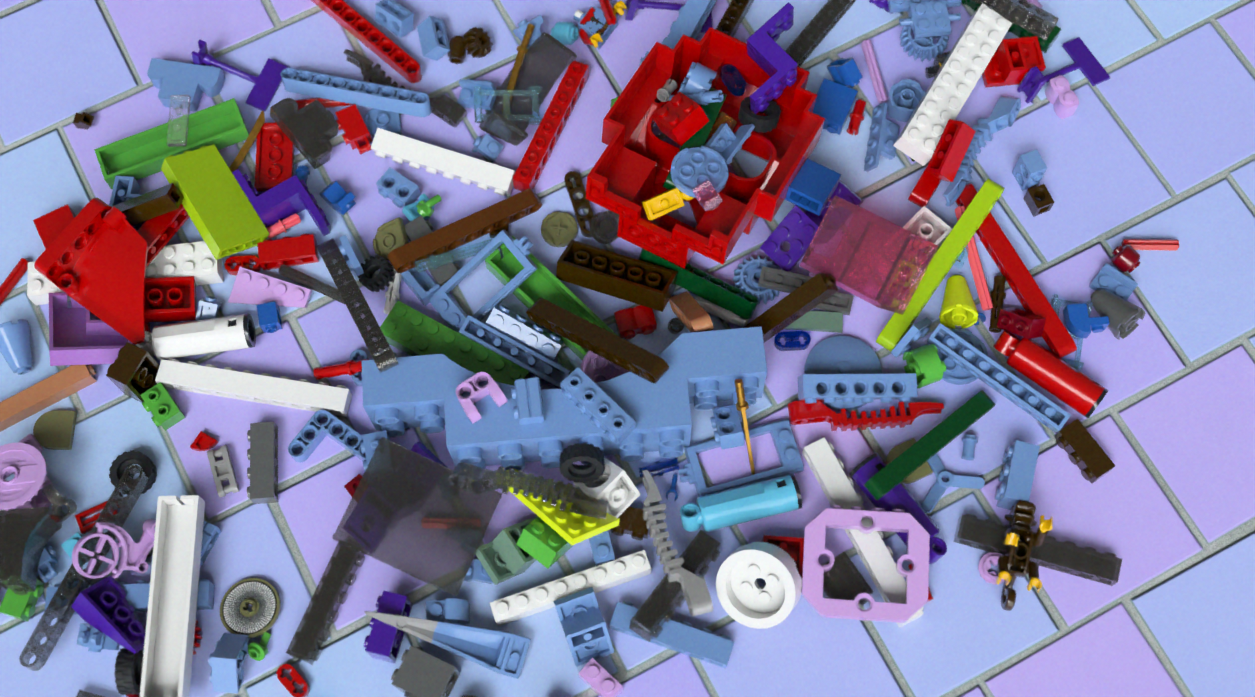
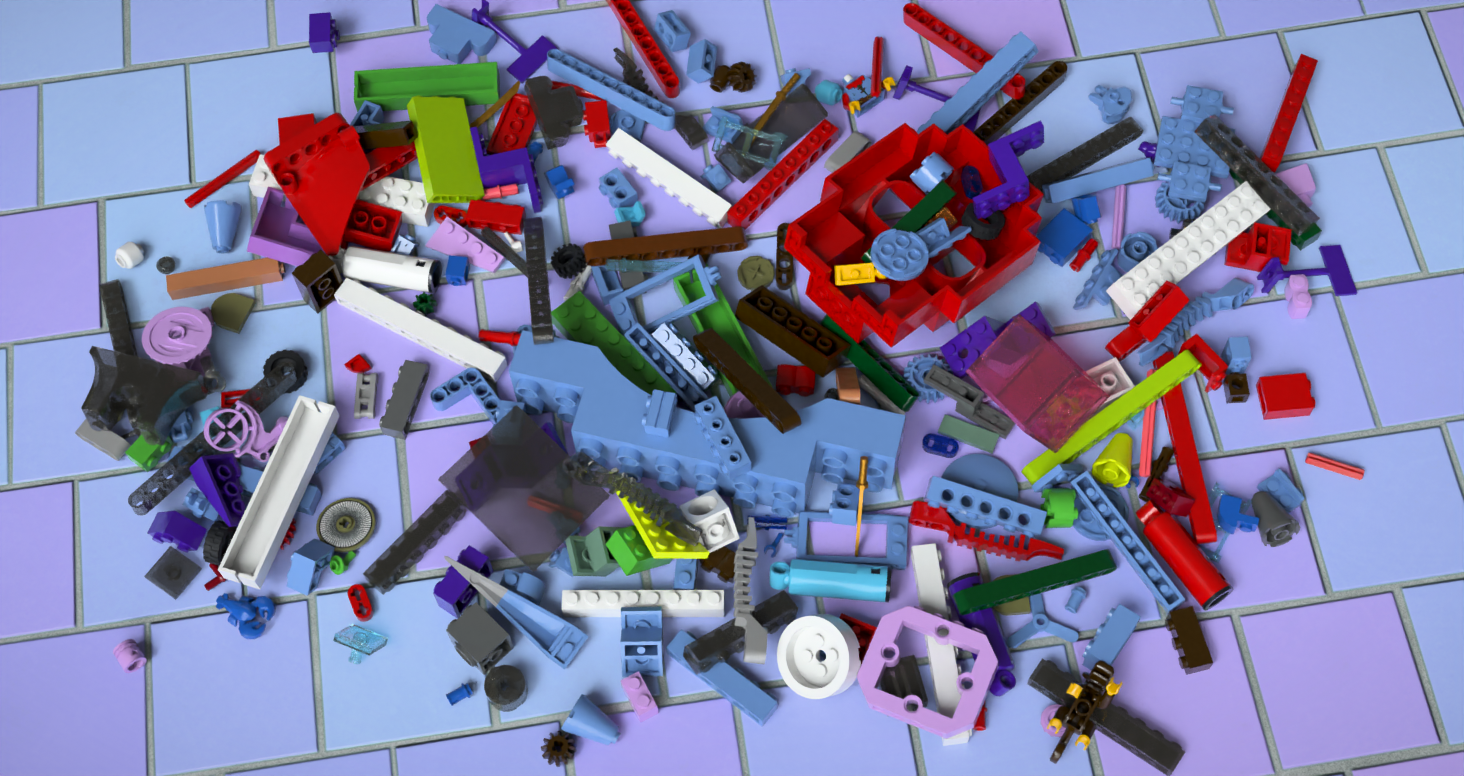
camera: 20 degrees right, 5 degrees down
(48, 120) = (322, 32): none -> dark purple brick
(80, 671) = (176, 528): none -> dark purple brick
(83, 120) = (354, 43): dark brown piece -> none
(162, 406) = (333, 320): bright green brick -> none
(178, 120) = (439, 67): clear tile -> none
(249, 360) = (425, 303): none -> dark green gear
(318, 274) = (516, 246): none -> white hand
(349, 255) = (550, 236): medium blue plate -> none
(389, 237) = (593, 230): olive tile -> none
(425, 208) = (635, 214): bright green plate -> none
(478, 393) = (616, 391): lavender piece -> none
(582, 473) = (696, 478): black tyre -> none
(604, 87) = (849, 149): none -> light grey beam
(604, 227) = (796, 284): clear smoke piece -> none
(665, 92) = (897, 173): light grey pin -> none
(680, 118) = (900, 200): red brick -> none
(705, 97) = (929, 187): medium blue pin -> none
(707, 195) = (896, 277): clear pink bracket -> none
(795, 305) = (946, 409): dark brown brick -> none
(813, 187) = (1006, 301): blue brick -> none
(846, 41) = (1098, 180): none -> medium blue brick
(1015, 186) = (1212, 365): none -> red panel
(1084, 193) = (1285, 396): none -> red brick
(1125, 258) = (1302, 470): dark red head -> none

